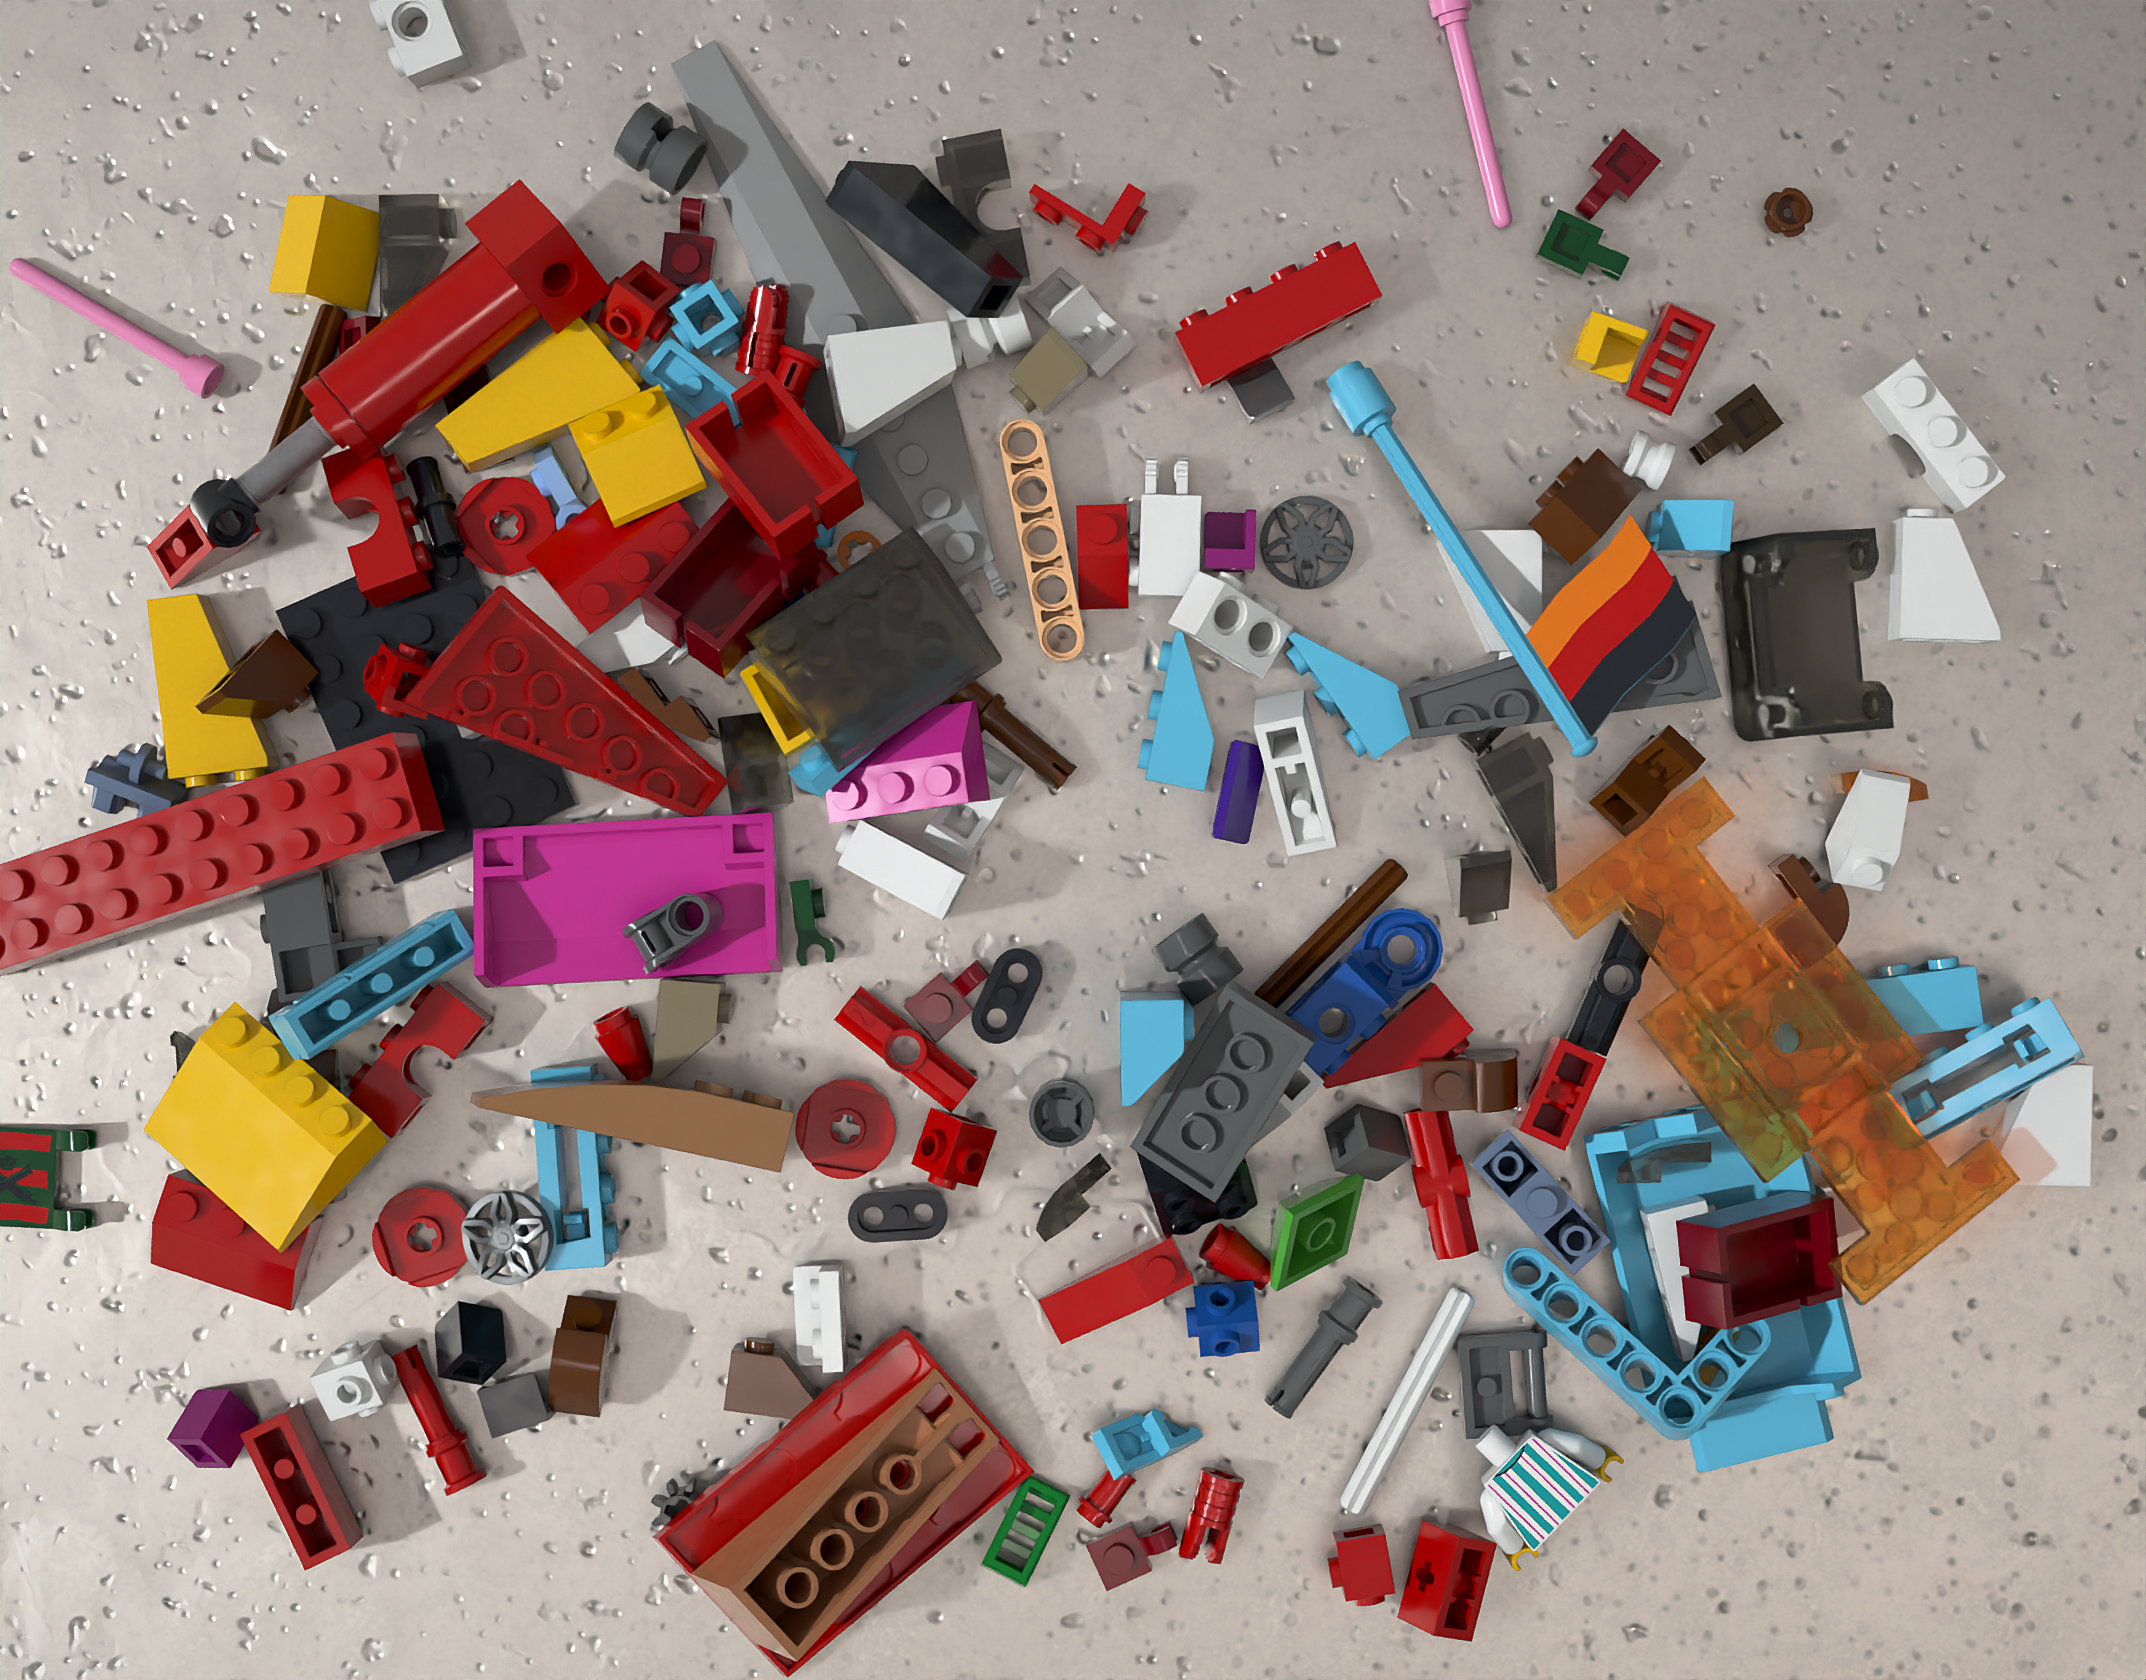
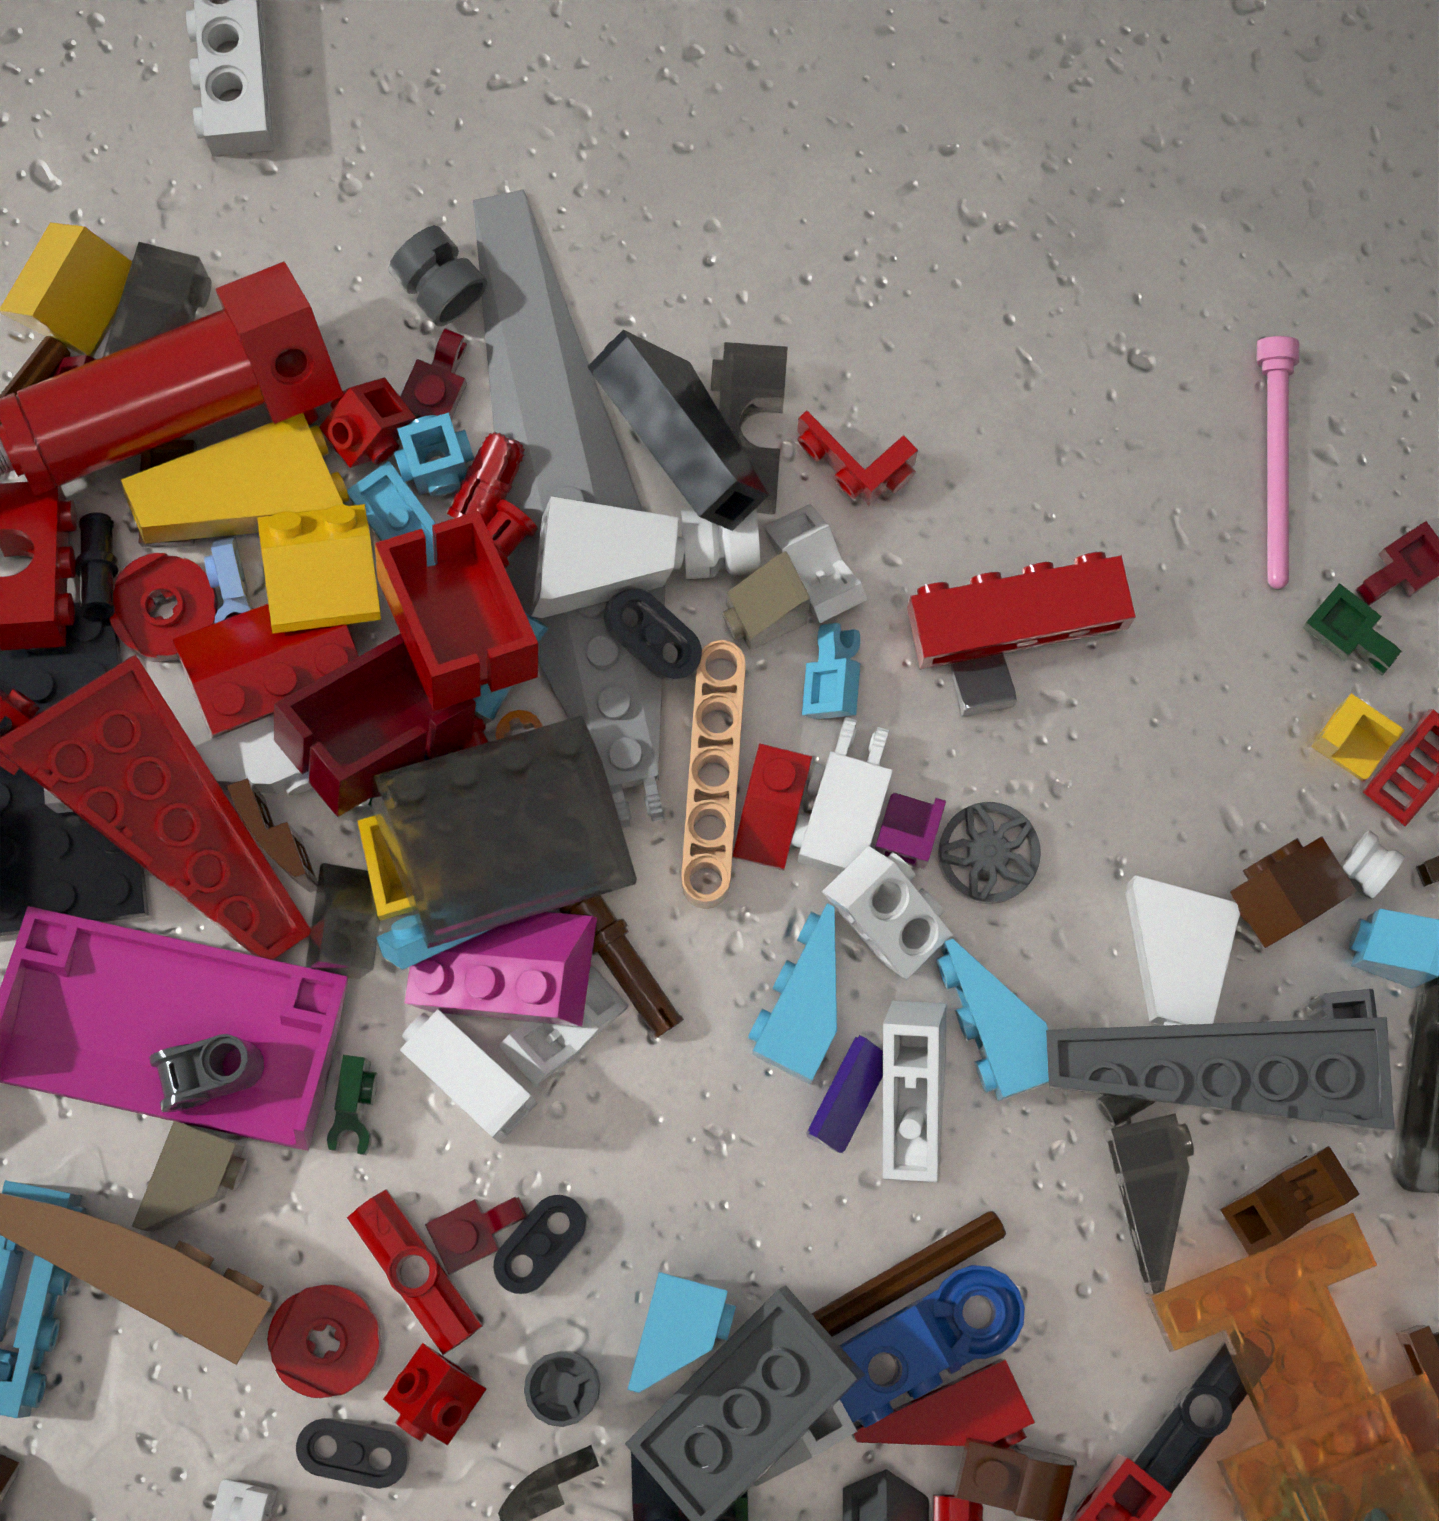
camera: 15 degrees right, 10 degrees down
(624, 1043) = (116, 1180): red cone -> none
(951, 432) = (652, 632): none -> black plate
(1126, 426) = (833, 680): none -> medium azure plate
(1197, 959) = (754, 1260): dark grey wheel -> none
(1479, 884) = (1082, 1262): clear smoke slope -> none
(1596, 631) = (1271, 1024): flag -> none

